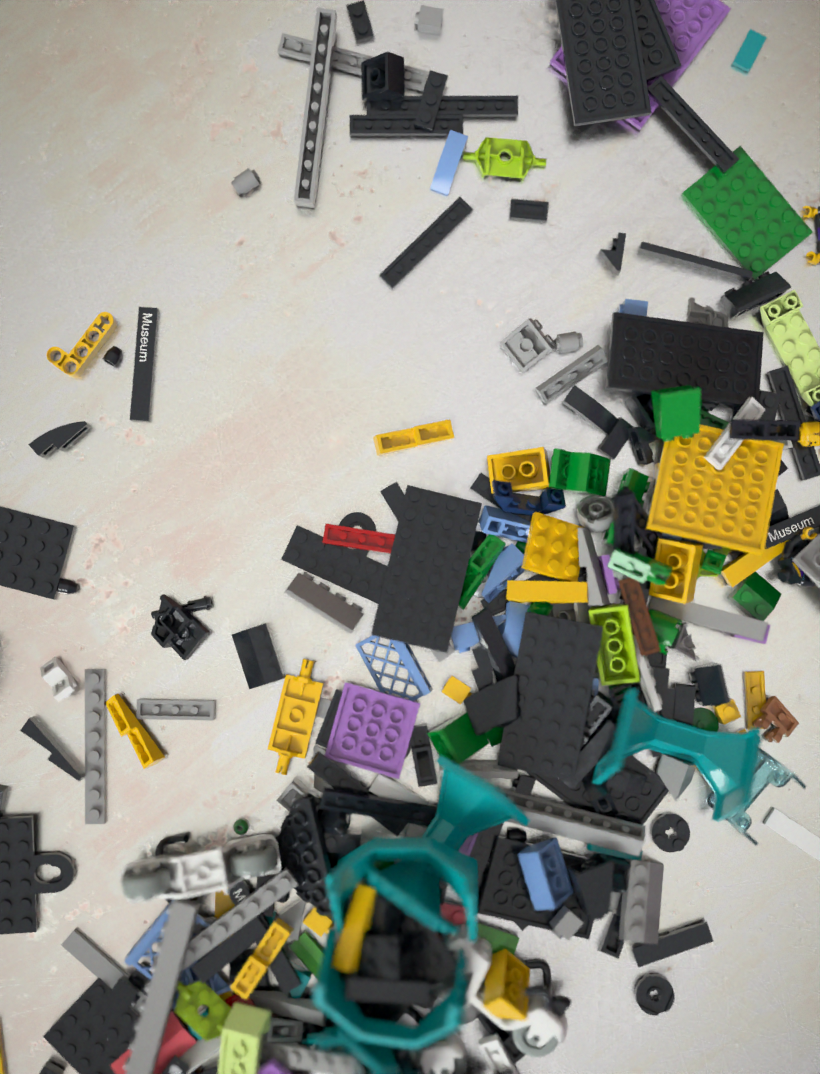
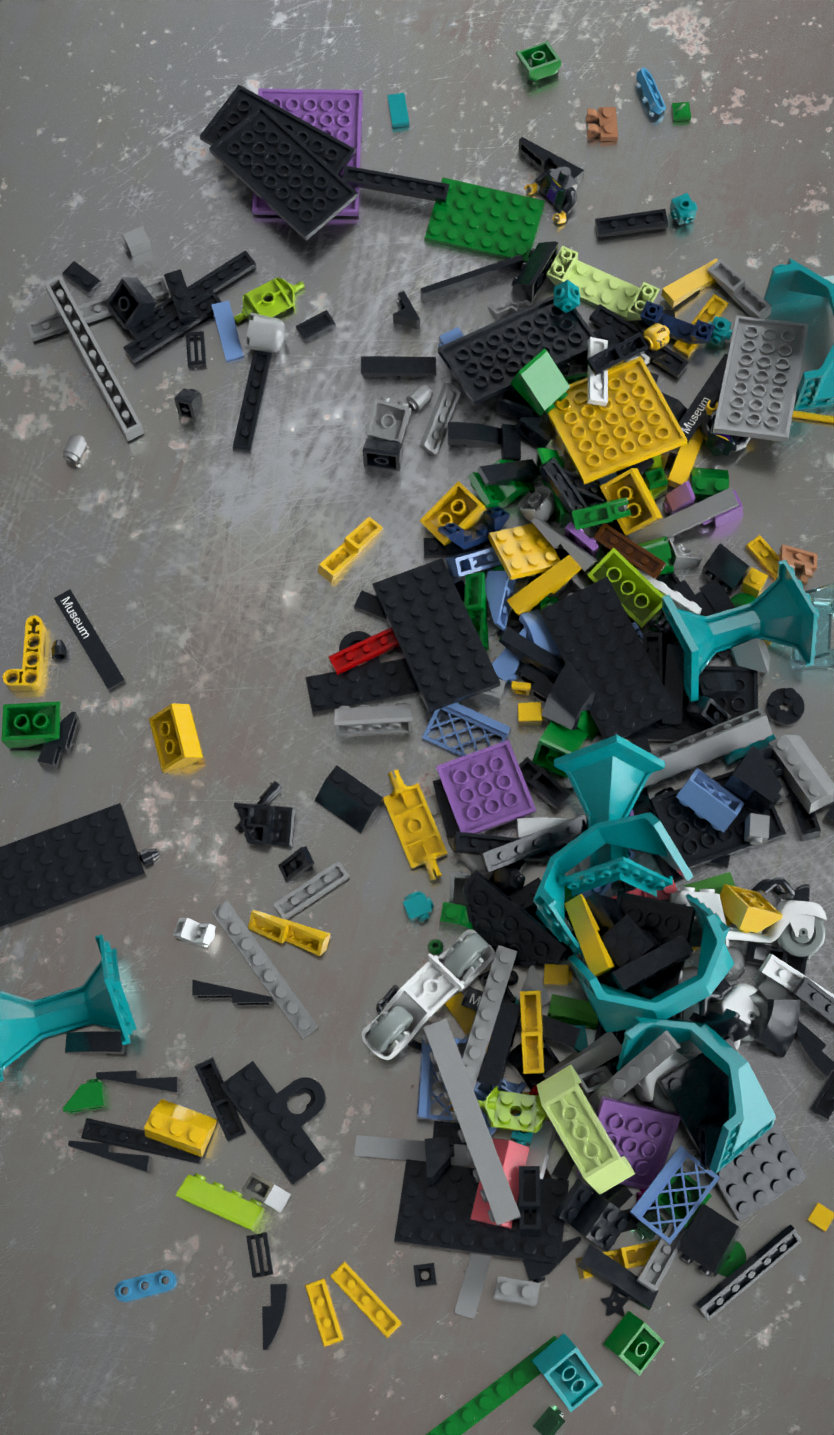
camera: 35 degrees left, 15 degrees down
(43, 408) = (30, 723): none -> green slope
(155, 502) = (175, 737): none -> yellow slope
(178, 680) = (297, 864): none -> black slope
(249, 784) = (418, 907): none -> teal brick
(273, 814) = (455, 917): none -> green slope
(369, 207) = (188, 403): none -> black slope
(397, 170) = (197, 362): none -> black tile
(465, 662) = (520, 688): none -> yellow tile
(476, 1057) = (770, 989): none -> light grey brick
(478, 189) = (265, 333): none -> light grey cylinder
(500, 372) = (382, 454): none -> black slope
(571, 299) = (397, 366): none -> black slope
(590, 471) = (514, 471): none -> black slope
(718, 595) = (679, 499): none -> medium lavender slope
(761, 343) = (566, 296): none -> teal brick

